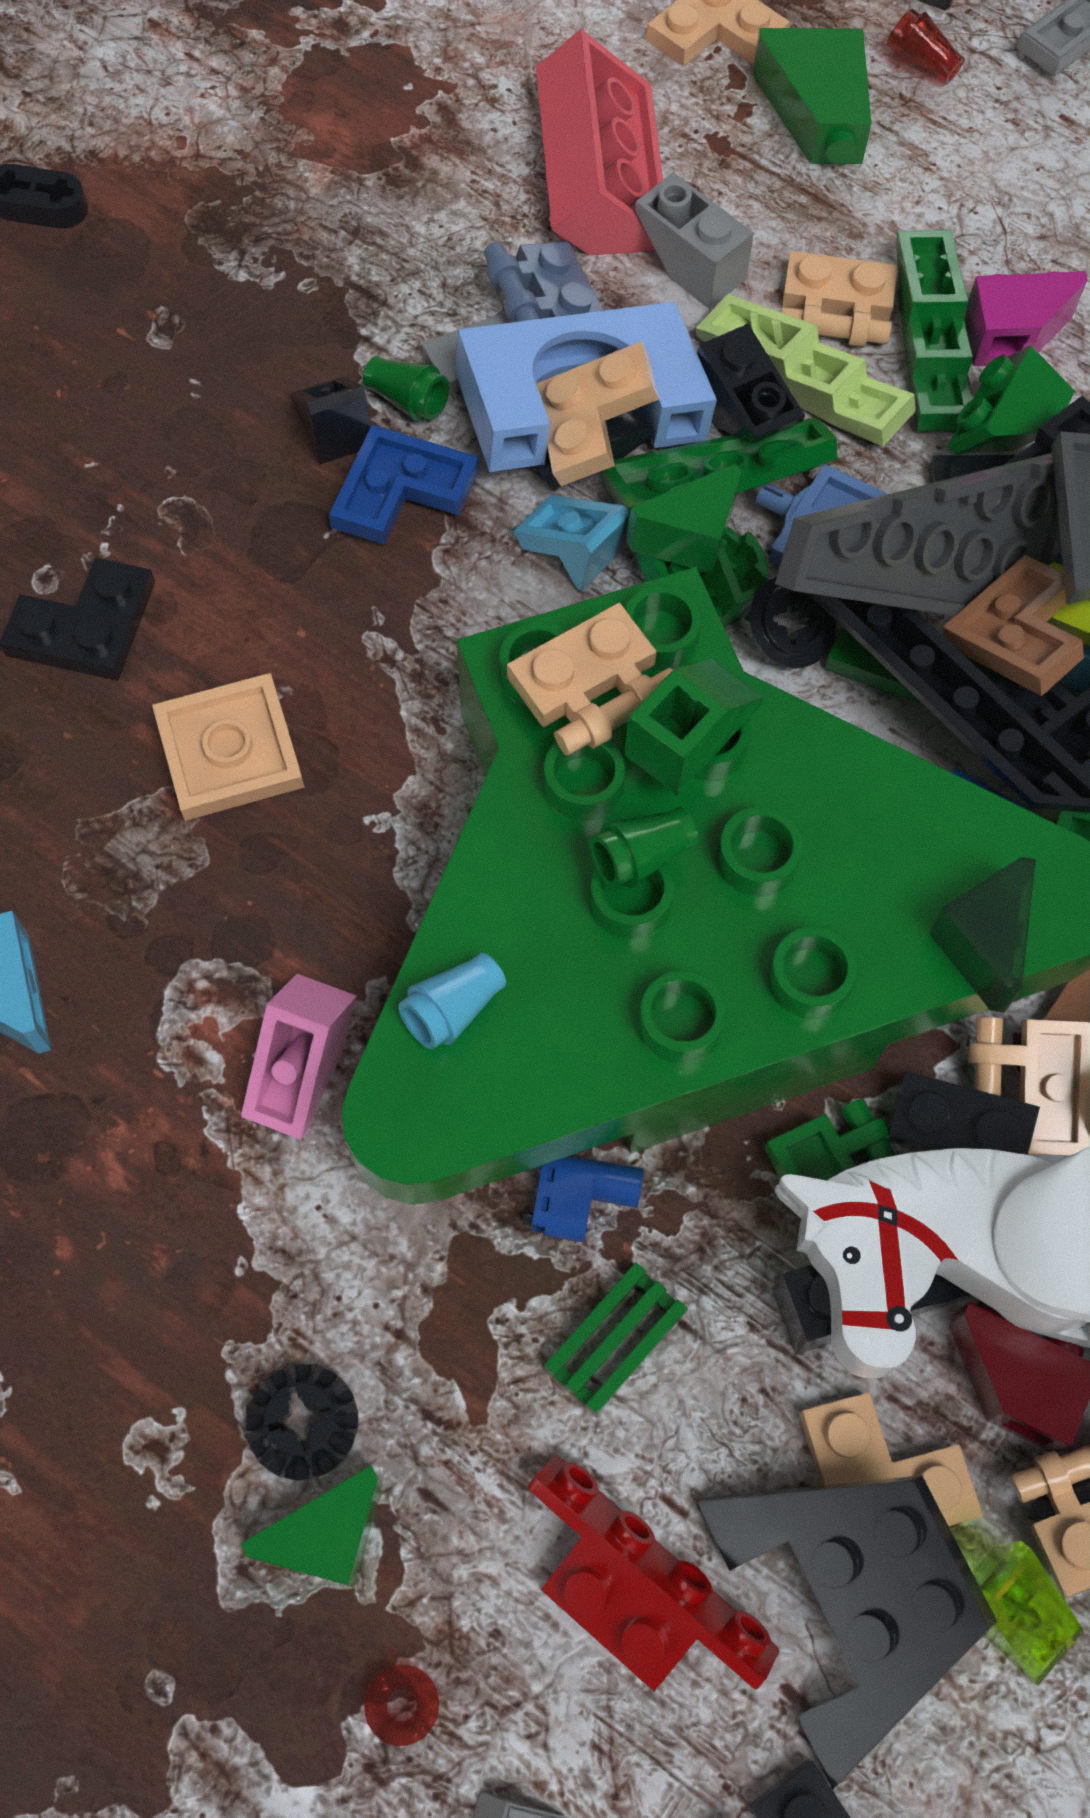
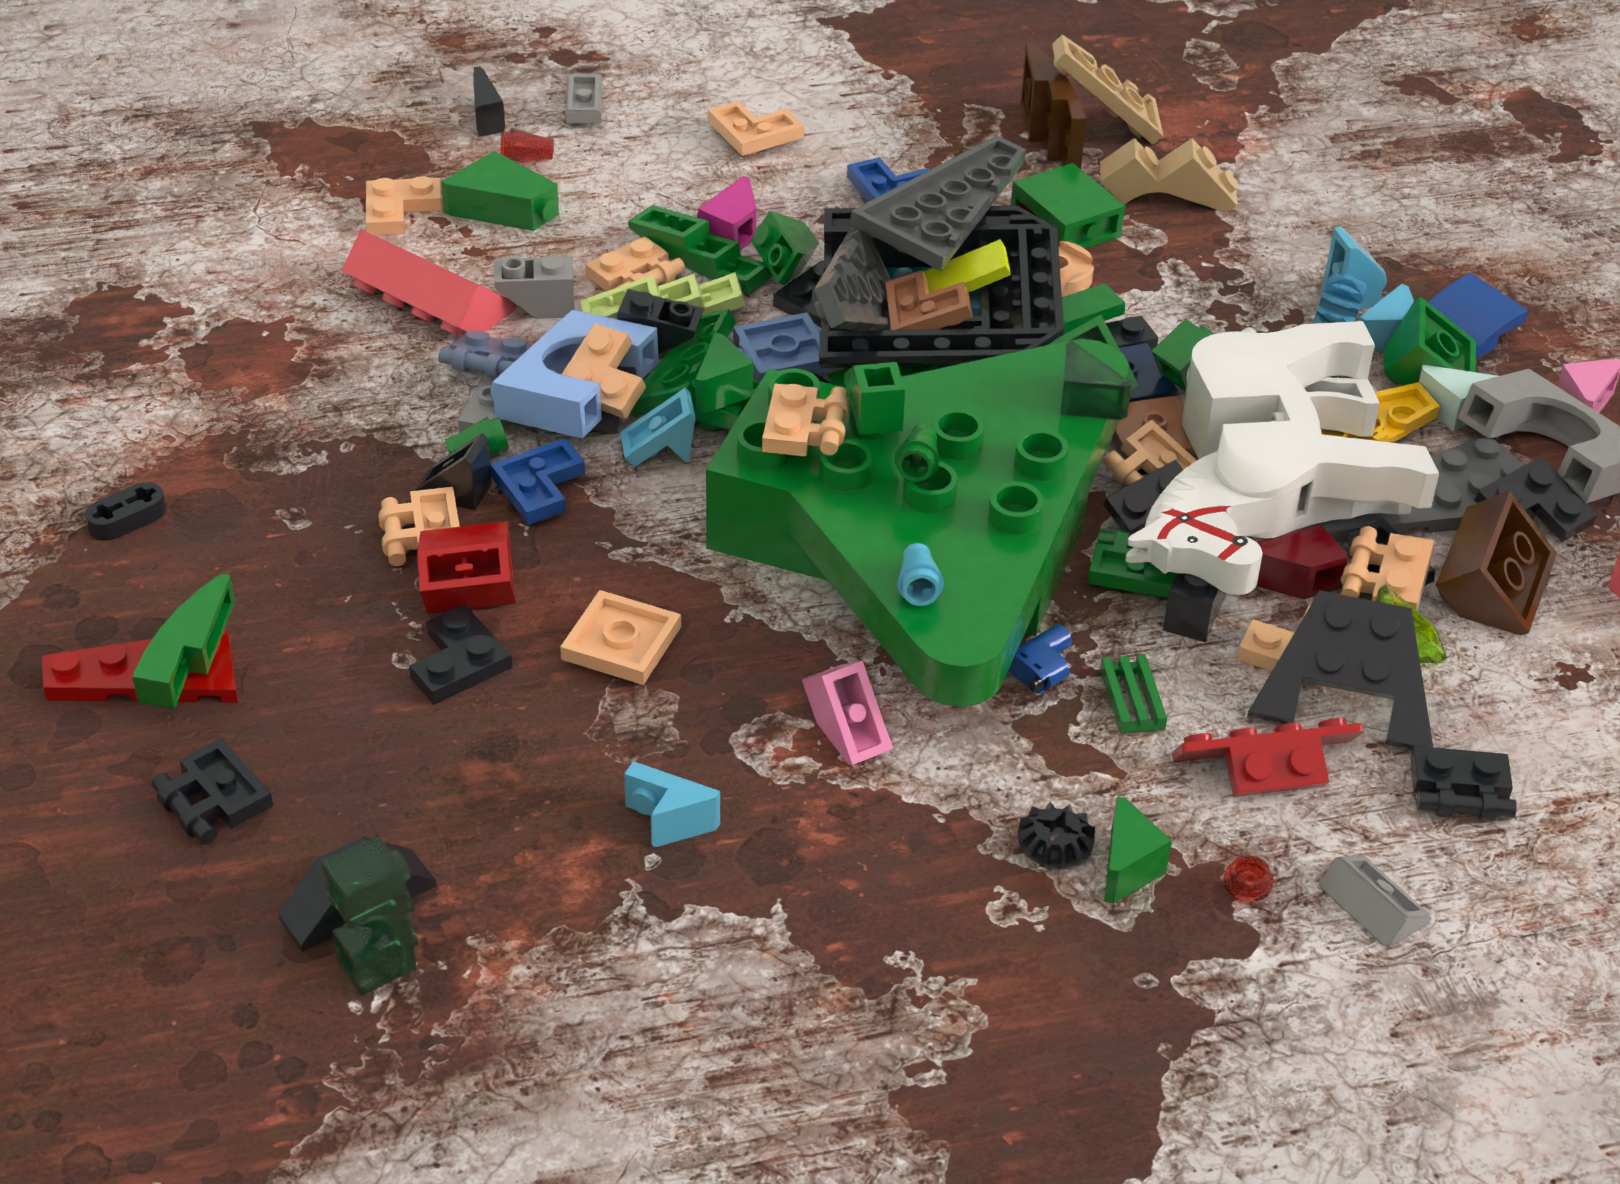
camera: 50 degrees left, 25 degrees down
(186, 525) = (466, 567): none -> red slope
(244, 452) = (427, 511): none -> light nougat plate

